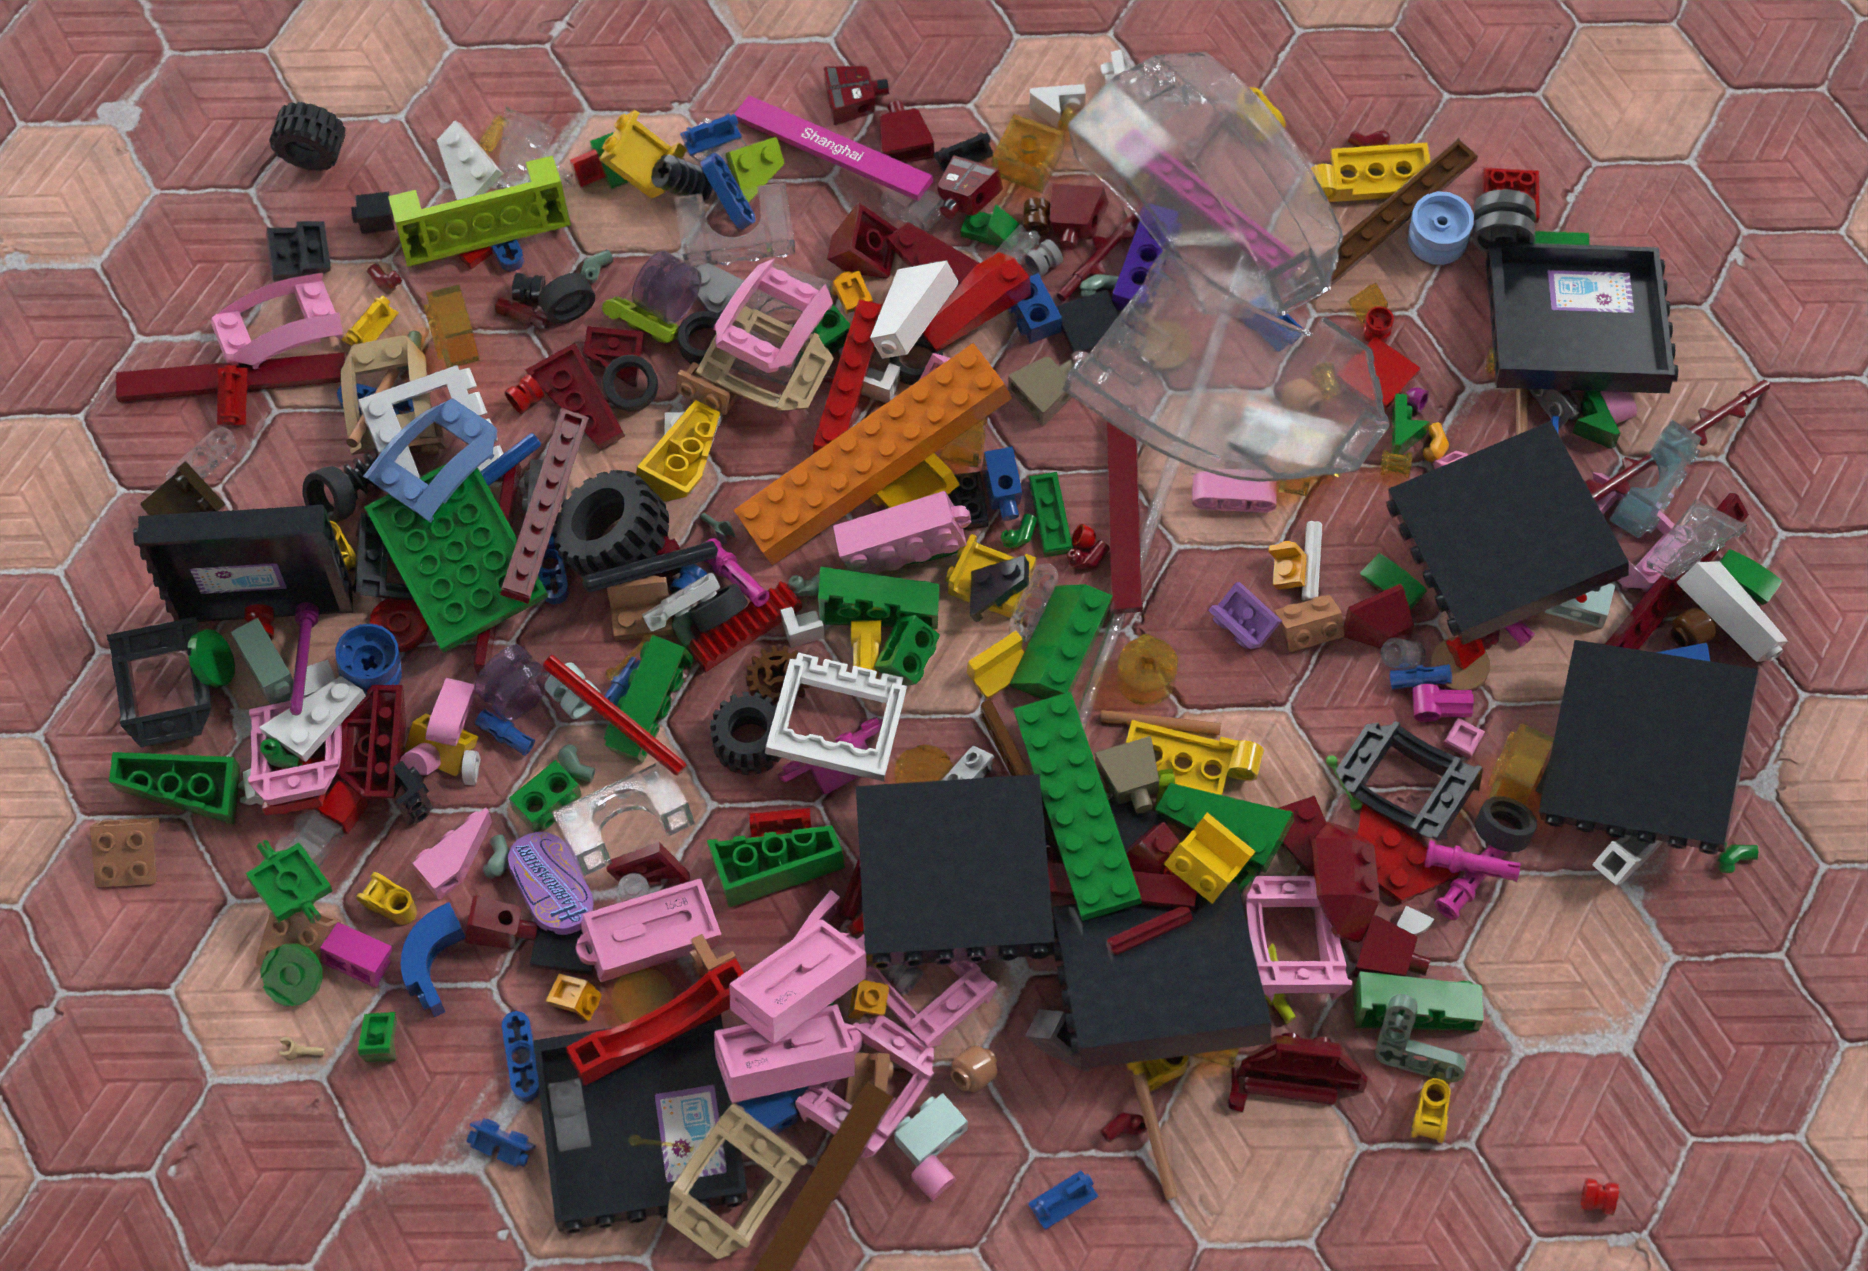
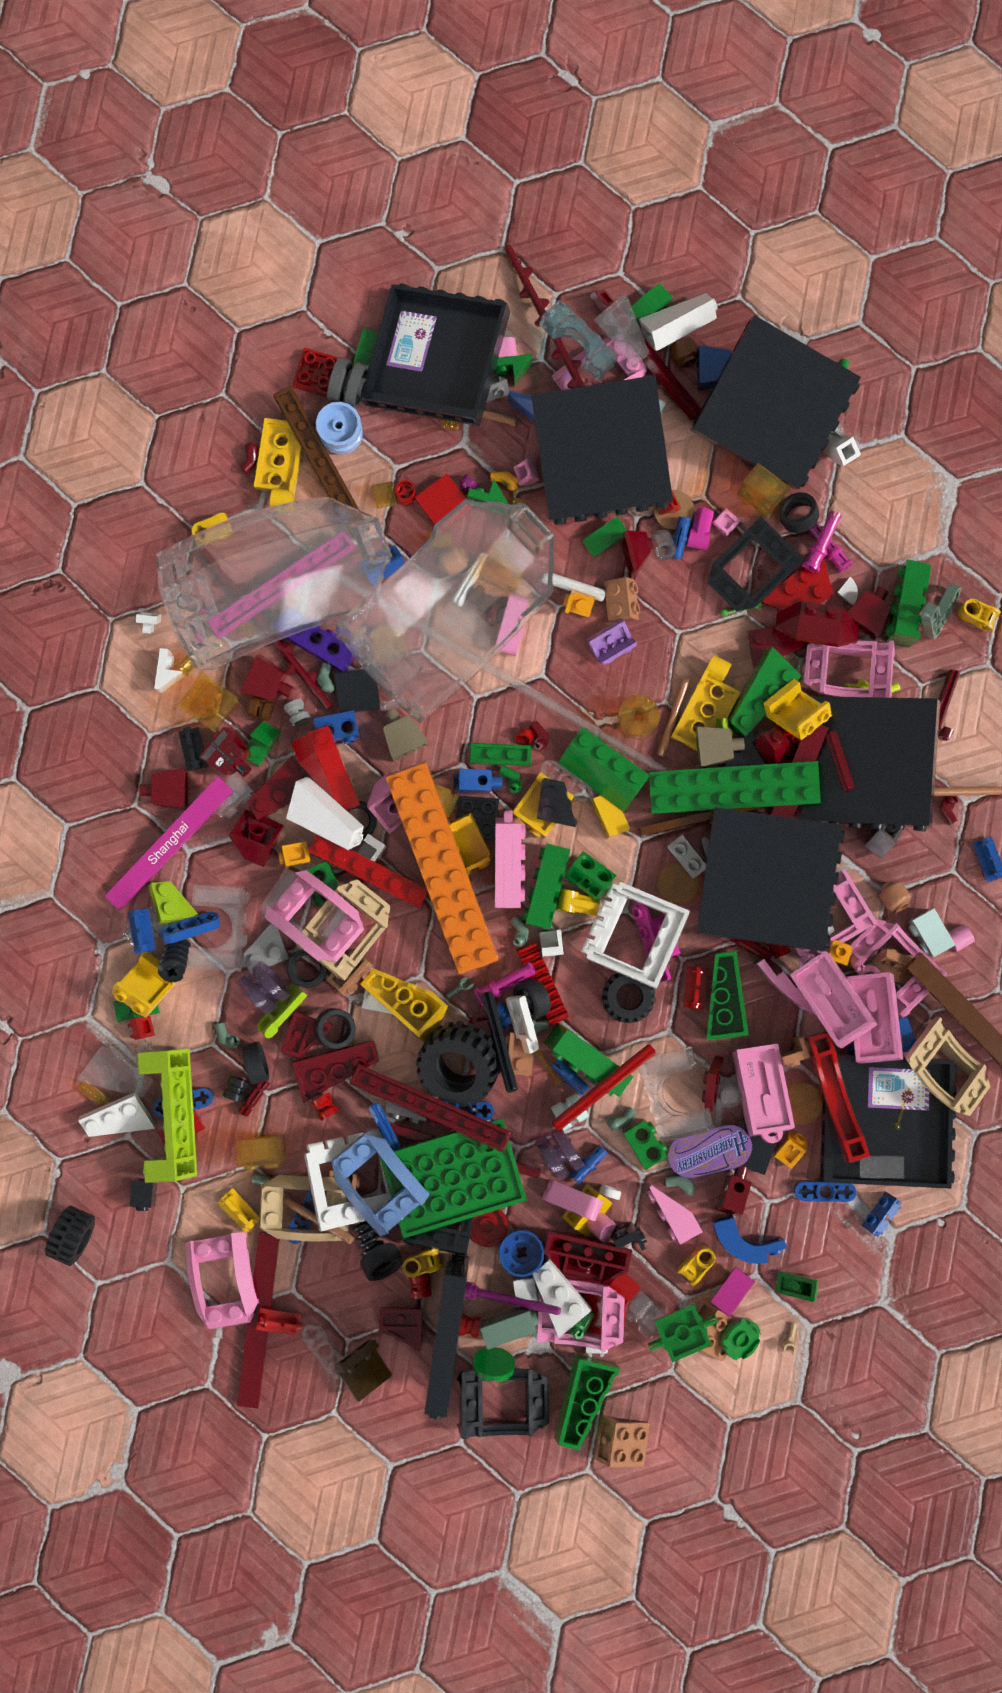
camera: 80 degrees left, 20 degrees up
(298, 250) = (161, 1255): black slope -> none
(384, 281) = (204, 1194): dark red arm -> none
(771, 665) = (581, 974): reddish brown gear -> none
(852, 92) = (121, 818): dark red torso -> none
(1019, 243) = (282, 727): clear hinge -> none
(1124, 522) = (524, 706): dark red tile -> none
(1305, 1061) = (934, 676): dark red wedge -> none

